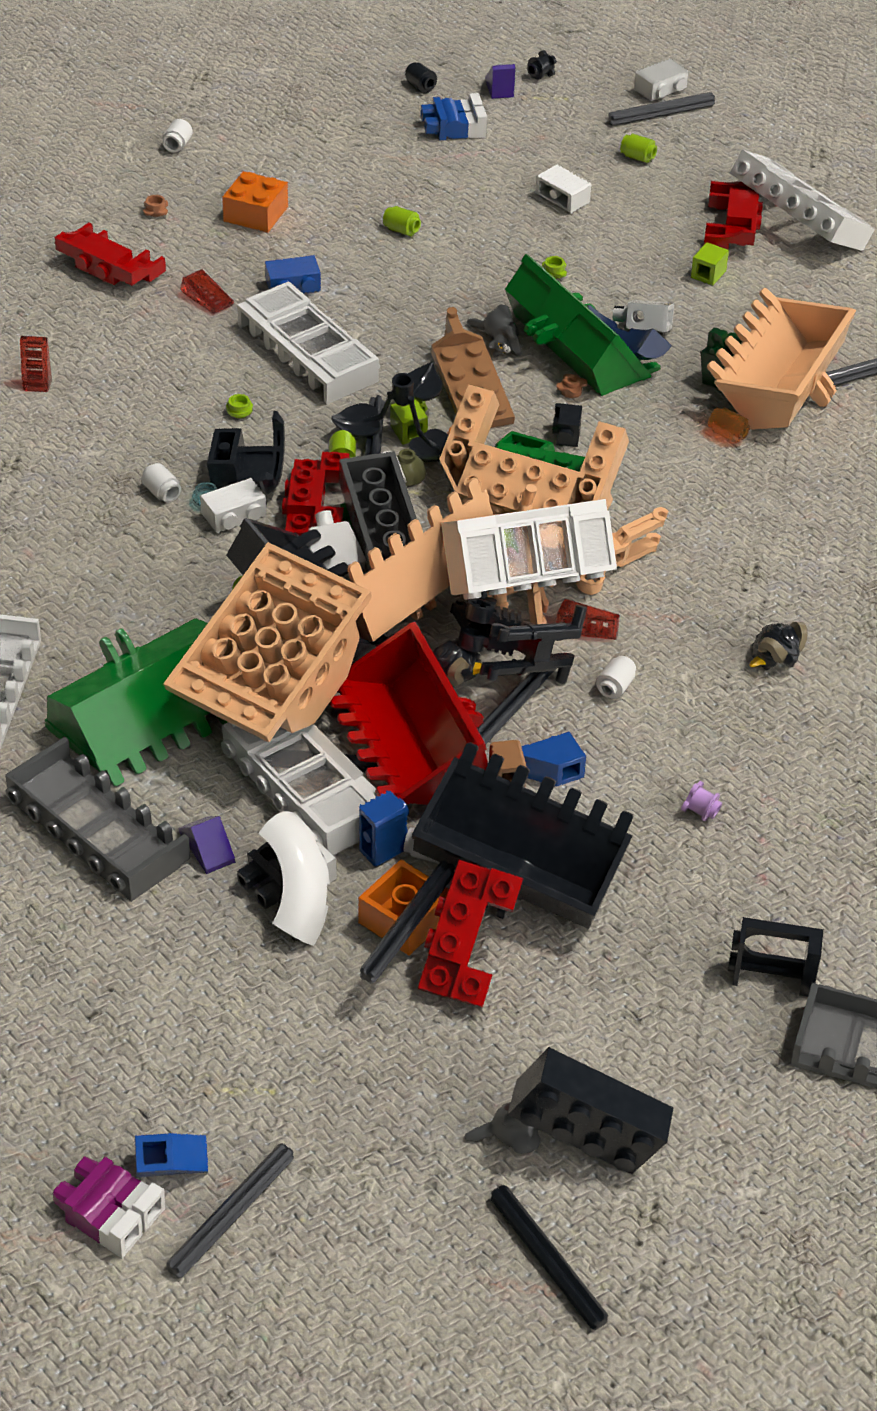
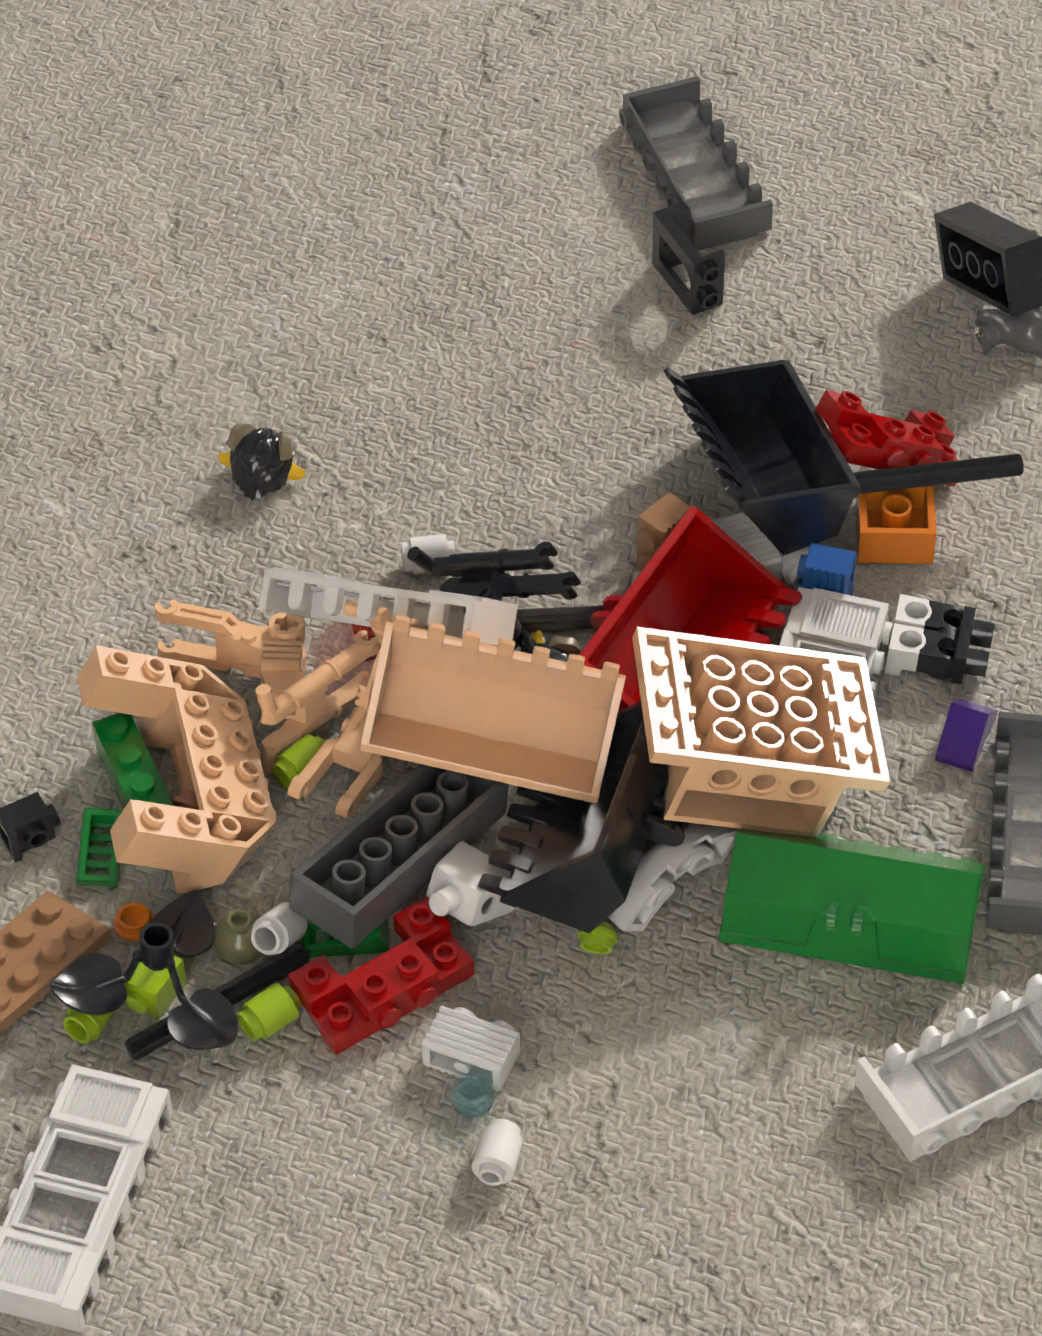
camera: 125 degrees left, 5 degrees up
(233, 461) = (388, 1076): black piece -> none
(239, 406) = (271, 1186): lime plate -> none
(303, 874) = (946, 594): white brick -> none
(556, 758) = (594, 537): blue slope -> none
(702, 802) = (539, 409): lavender brick -> none

